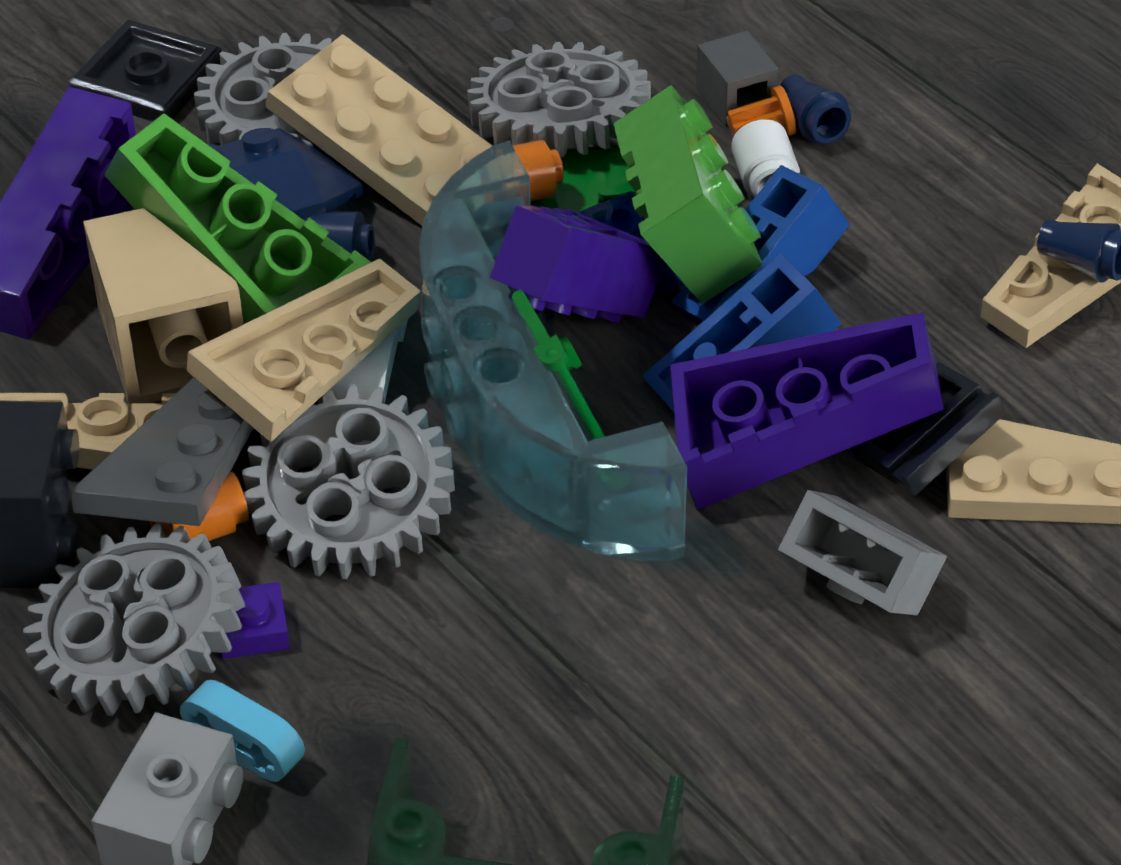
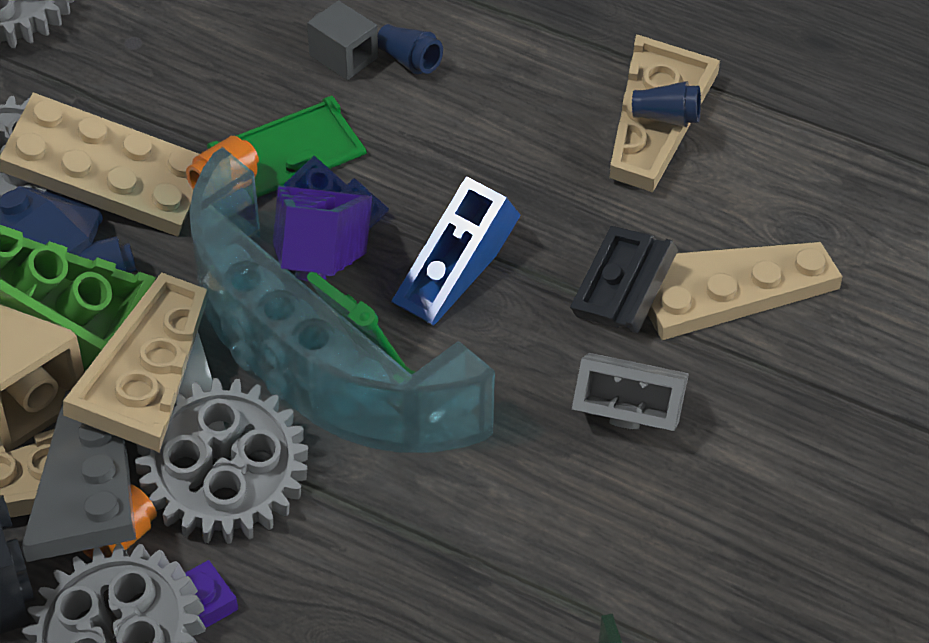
camera: 25 degrees left, 5 degrees up
(556, 96) = (218, 95): light grey gear -> none
(686, 194) = (364, 148): bright green wedge -> none
(760, 151) = (399, 101): white brick -> none
(773, 108) = (377, 65): orange piece -> none
(794, 220) = (440, 160): blue slope -> none
(798, 401) = (535, 286): dark purple wedge -> none

